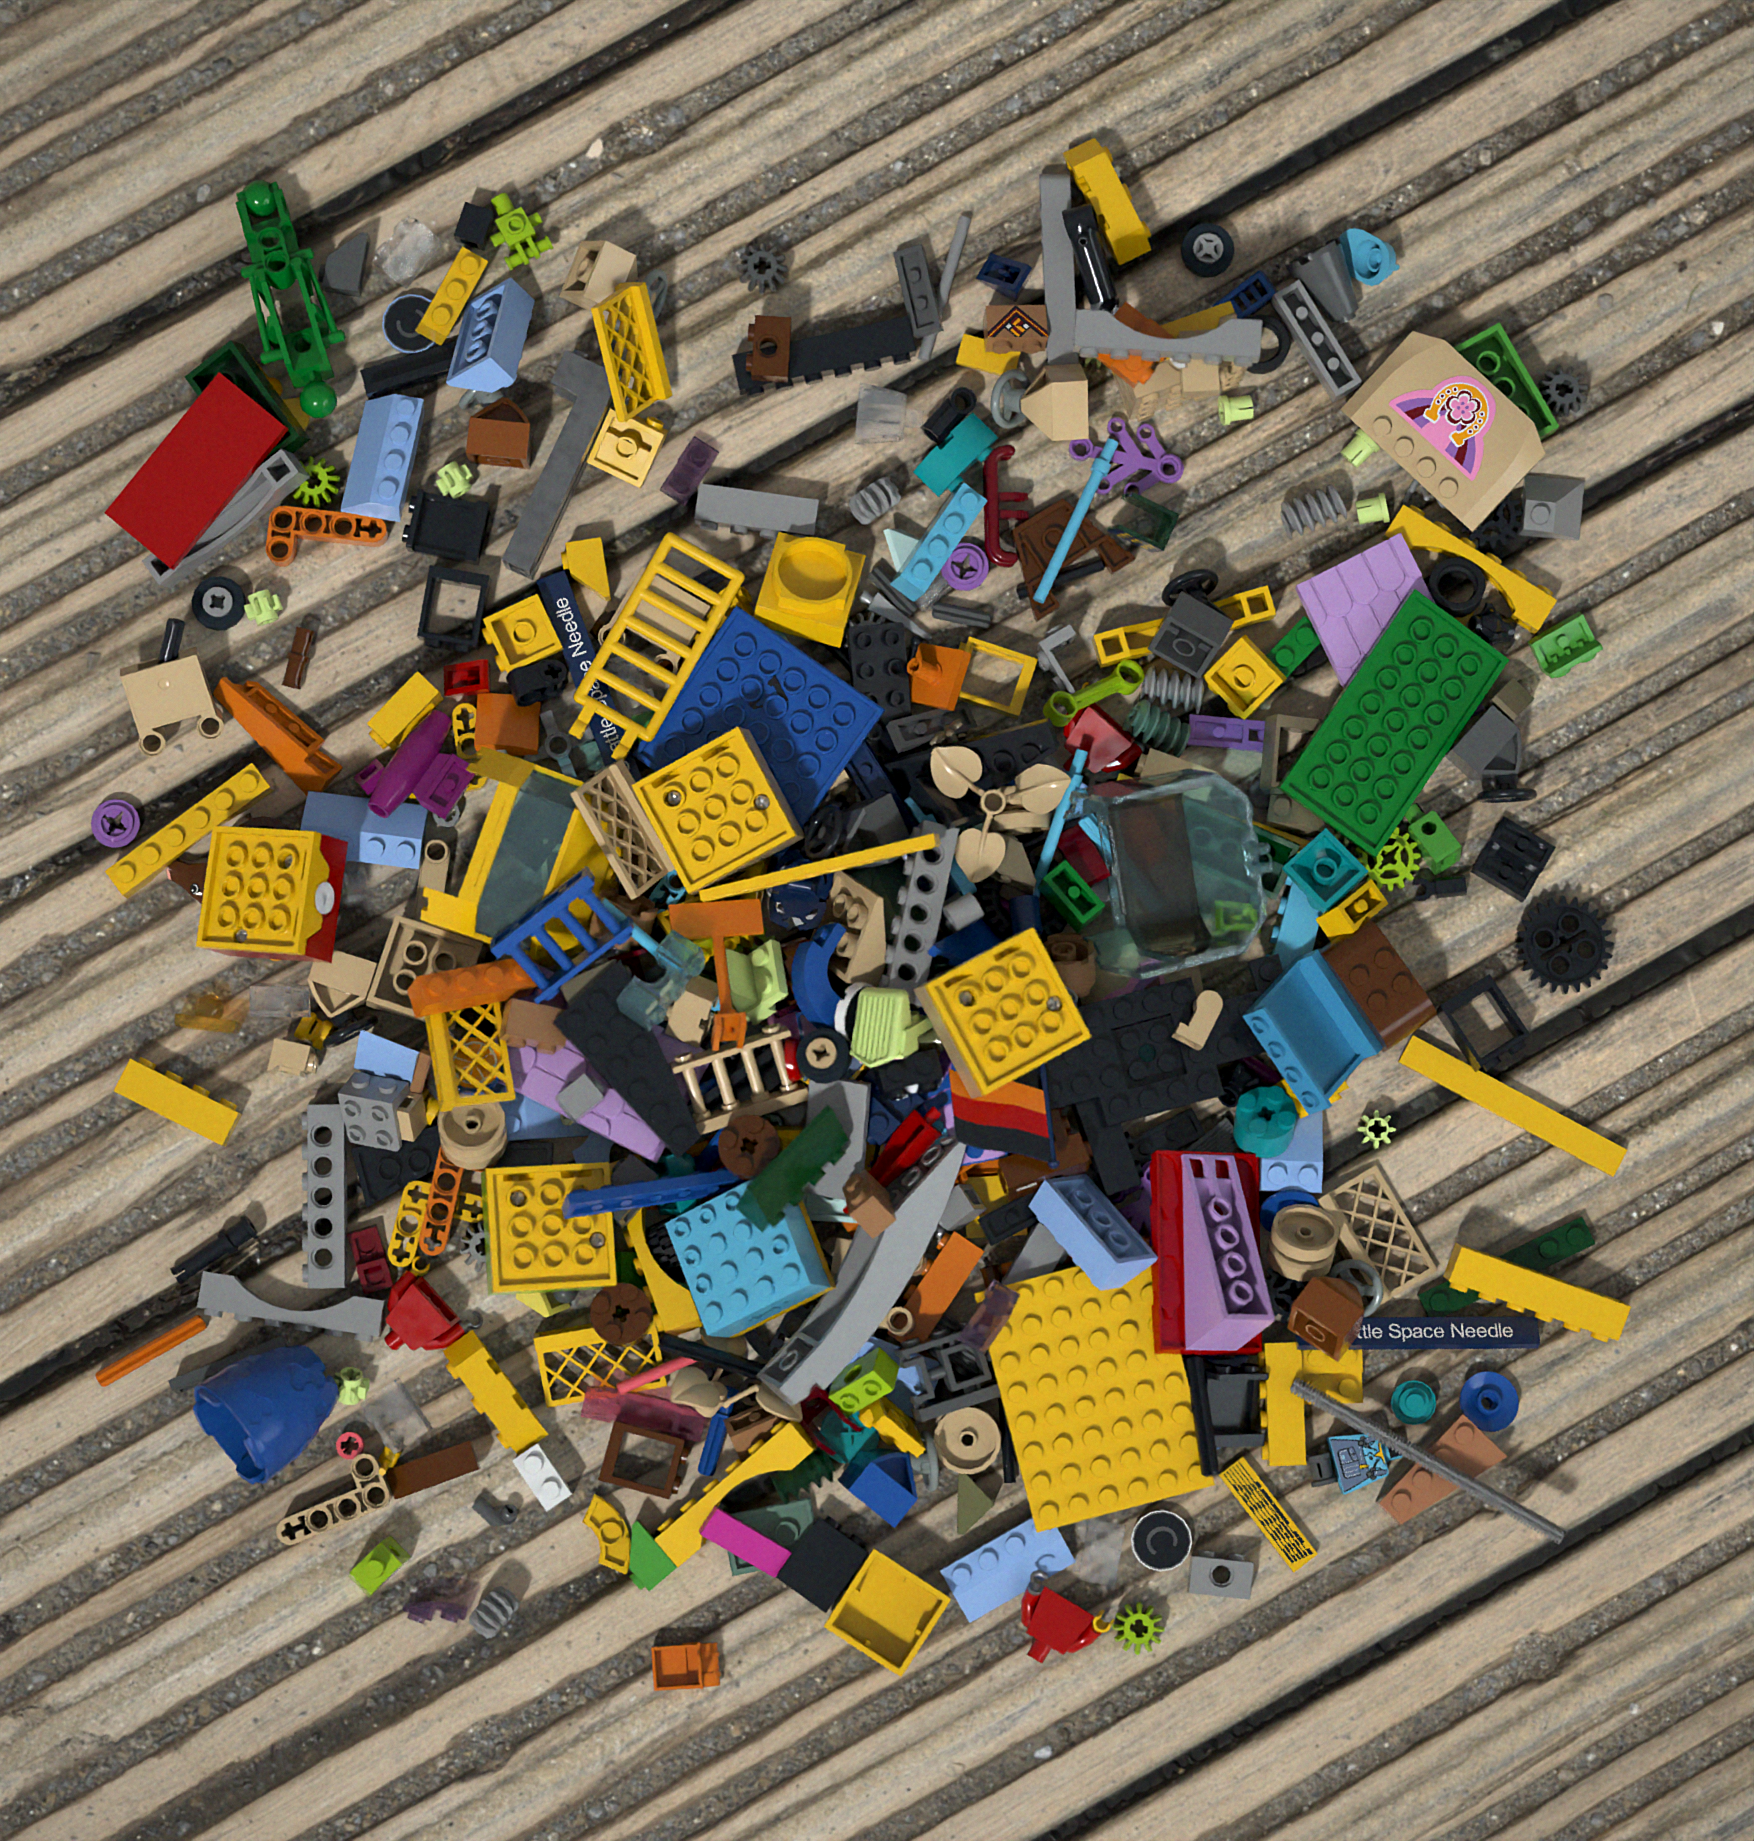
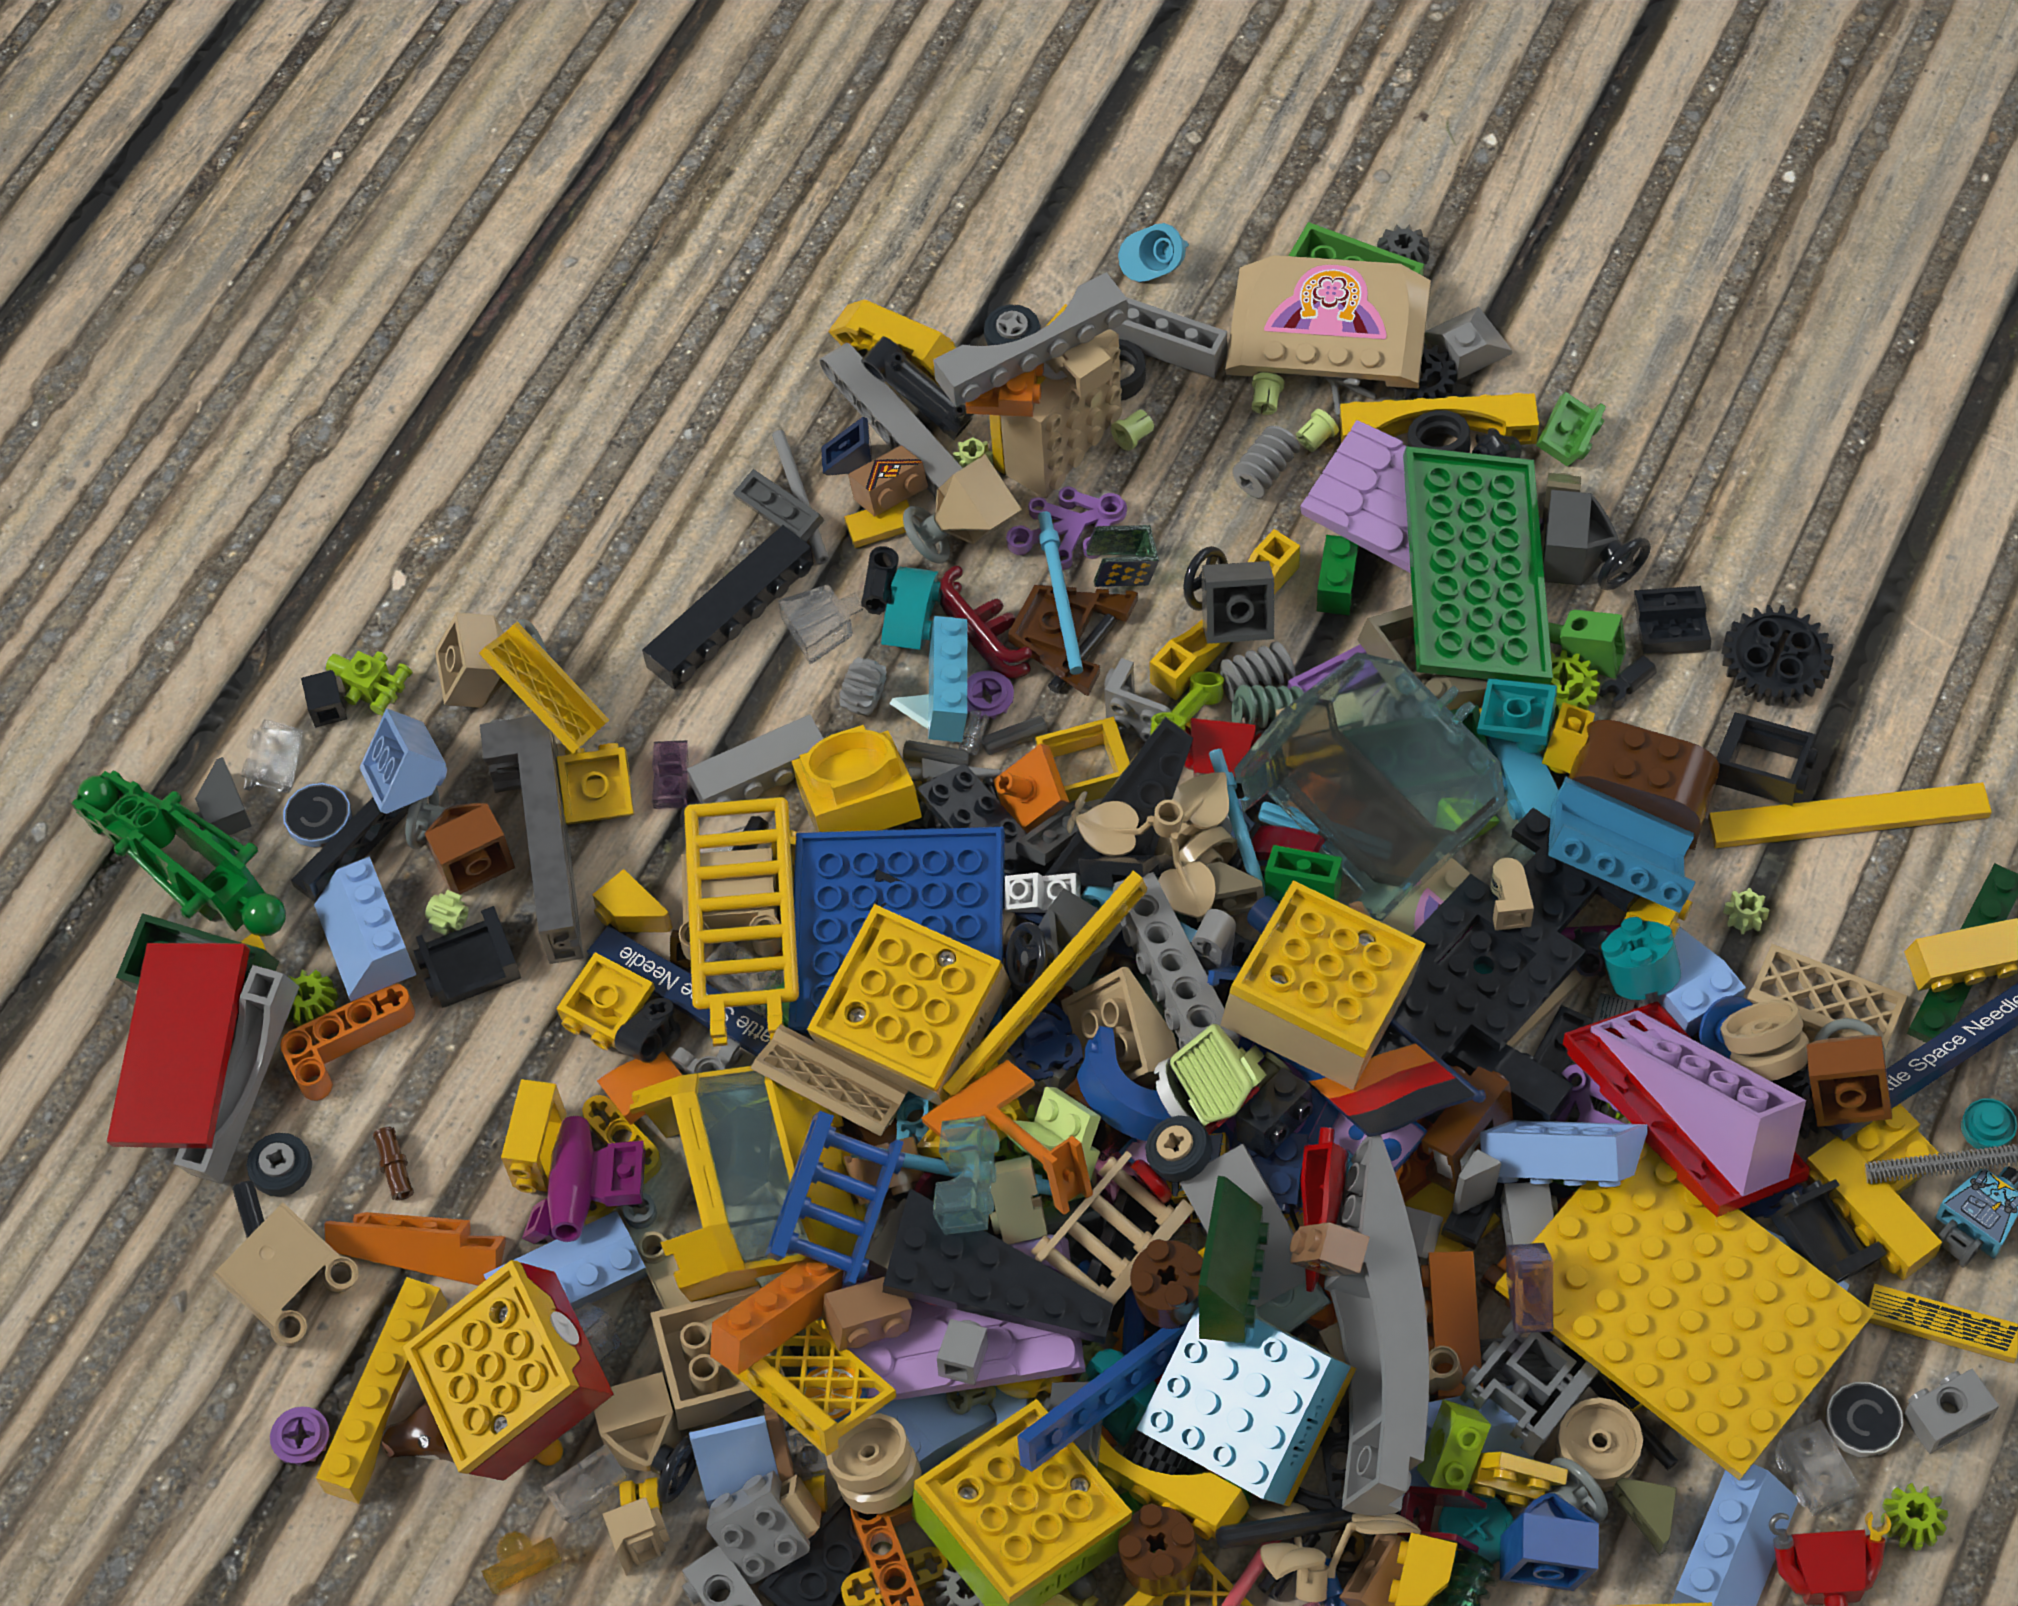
camera: 25 degrees left, 25 degrees down
(263, 607) = (327, 1138): yellowish green gear -> none
(451, 296) = (339, 761): yellow brick -> none
(457, 578) = (509, 994): black window -> none
(467, 678) = (579, 1072): red slope -> none
(753, 262) = (621, 574): dark grey gear -> none
(775, 366) = (670, 600): reddish brown brick -> none
(877, 777) = (1036, 892): none -> white slope
(1017, 1209) = (1476, 1181): none -> light grey slope
(1202, 1416) = (1811, 1254): black axle -> none
(1244, 678) = (1313, 616): yellow plate -> none
(1327, 280) = (1139, 281): dark grey cone -> none

